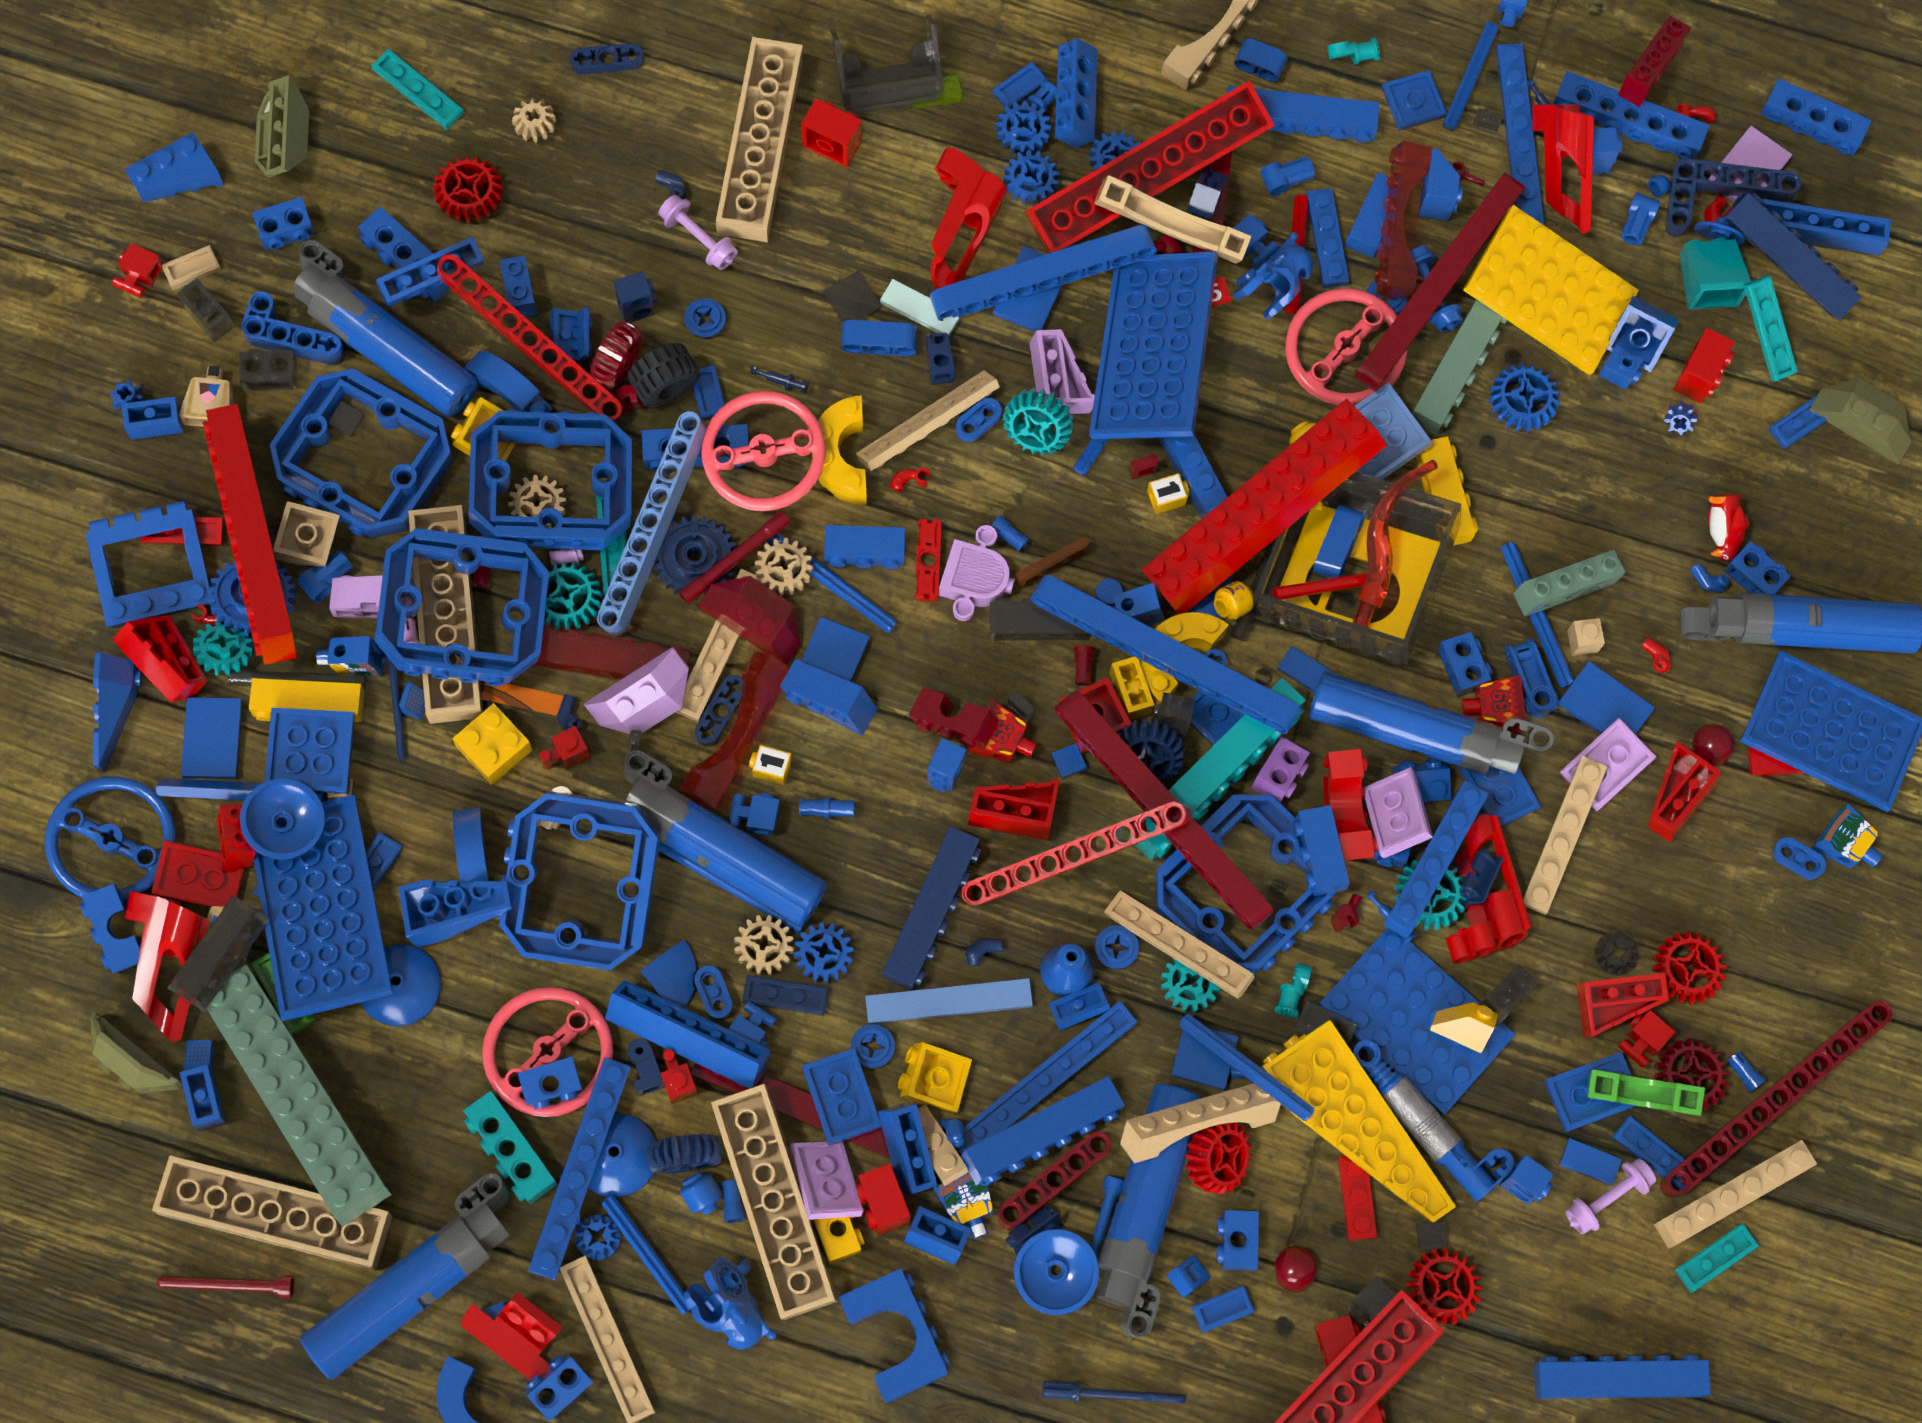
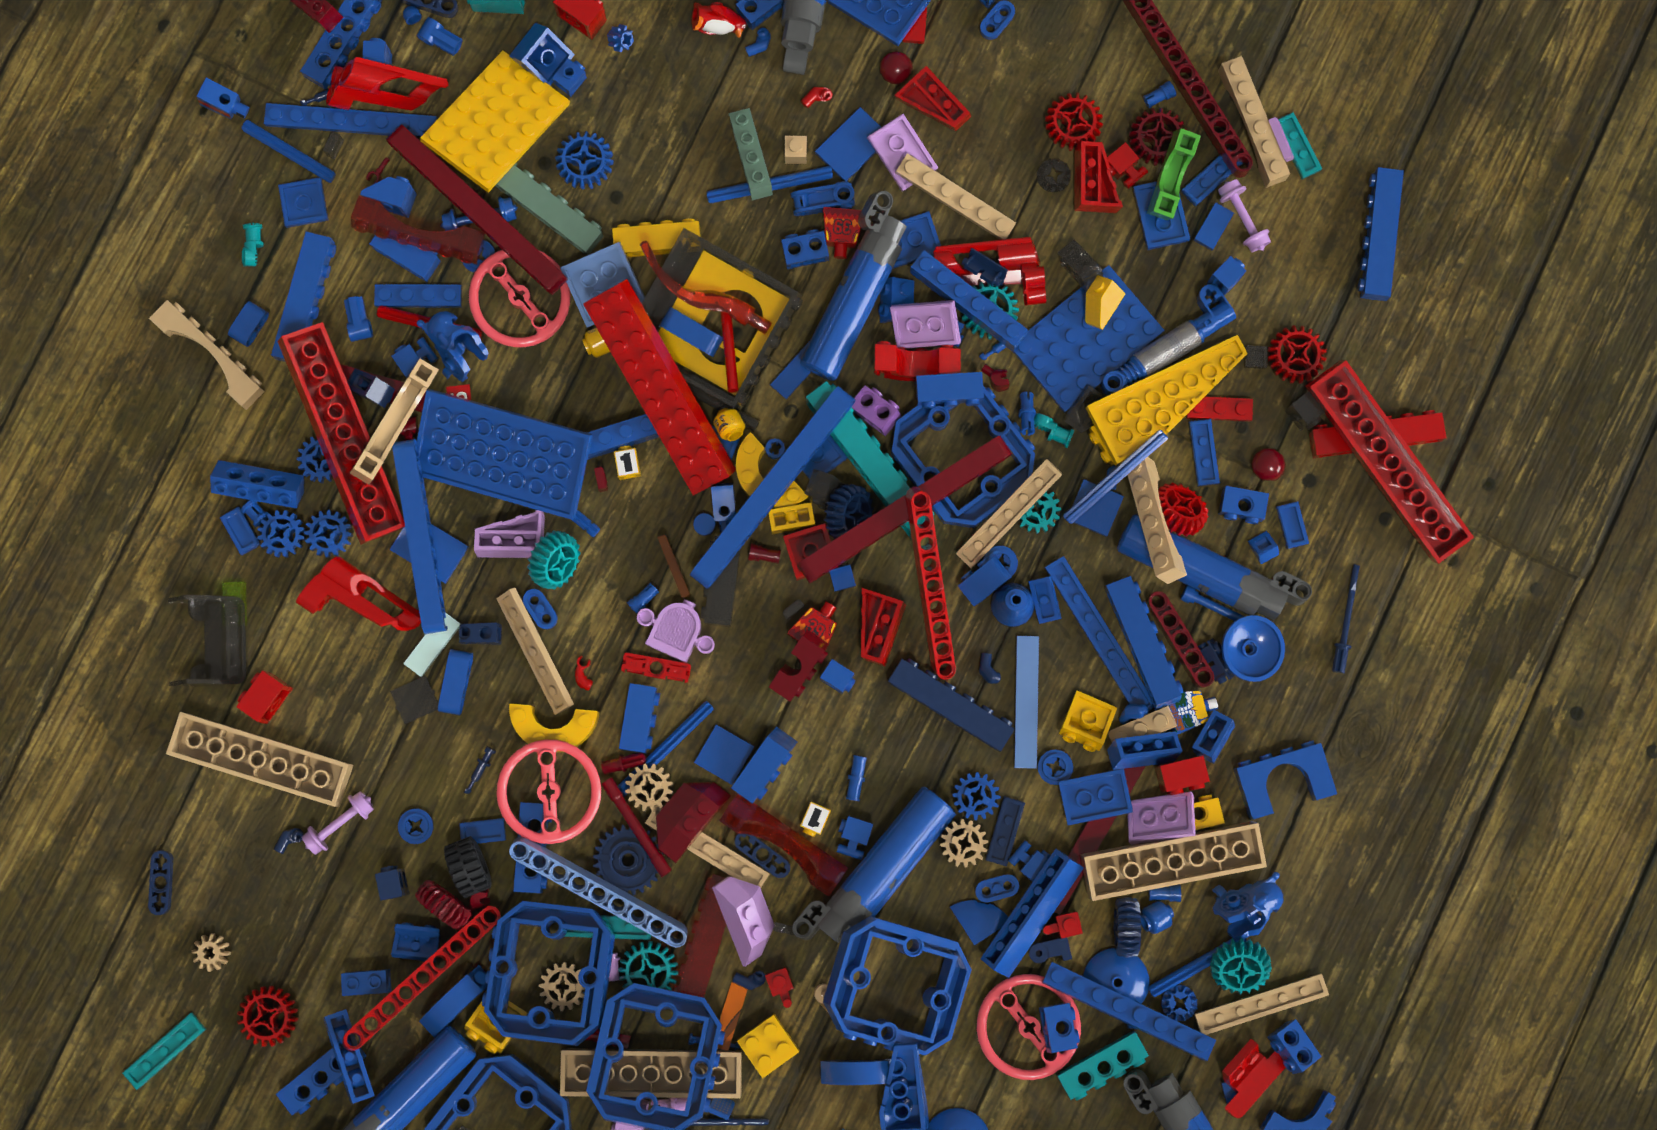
camera: 75 degrees left, 10 degrees up
(652, 1303) = (1227, 963): none -> teal gear
(809, 535) = (622, 763): none -> dark red axle
(1091, 927) = (984, 581): none -> blue brick
(1297, 1184) = (1204, 452): none -> blue tile
(1308, 954) = (1027, 413): none -> blue pin
(1719, 1230) = (1281, 139): none -> lavender tile

